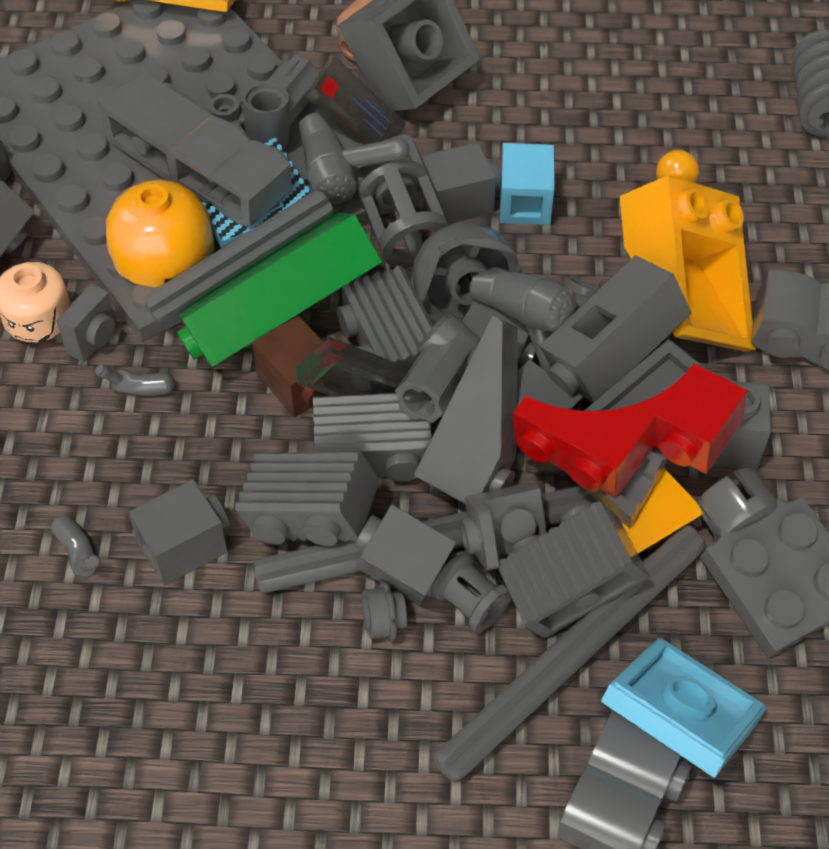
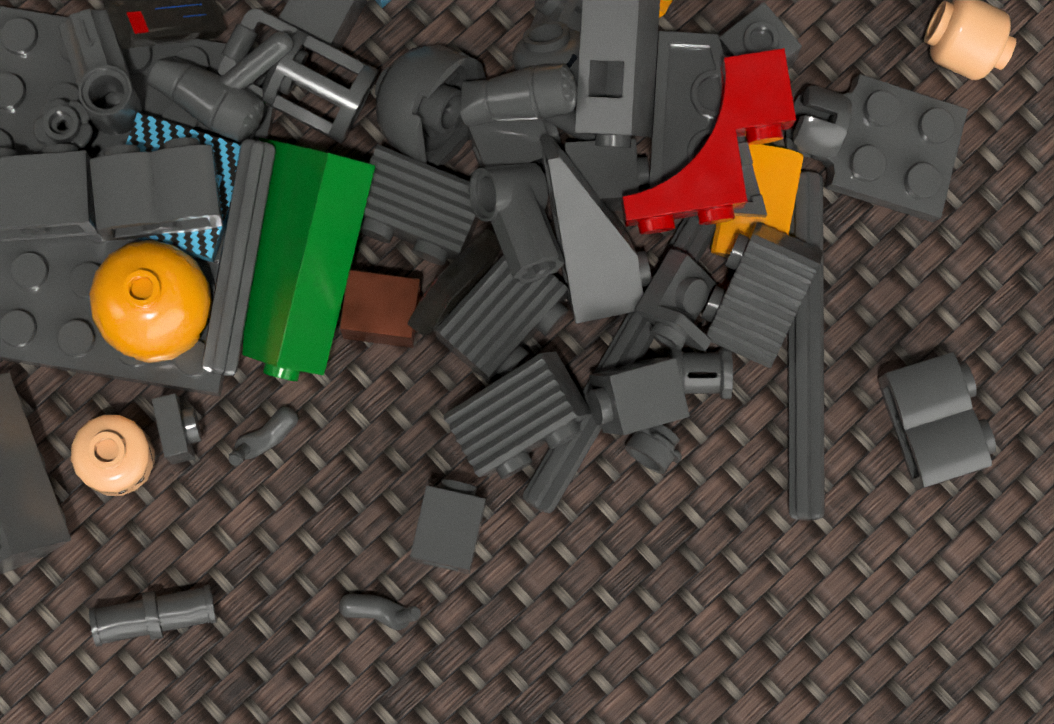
camera: 50 degrees left, 25 degrees up
(684, 705) = (925, 324): medium azure tile -> none

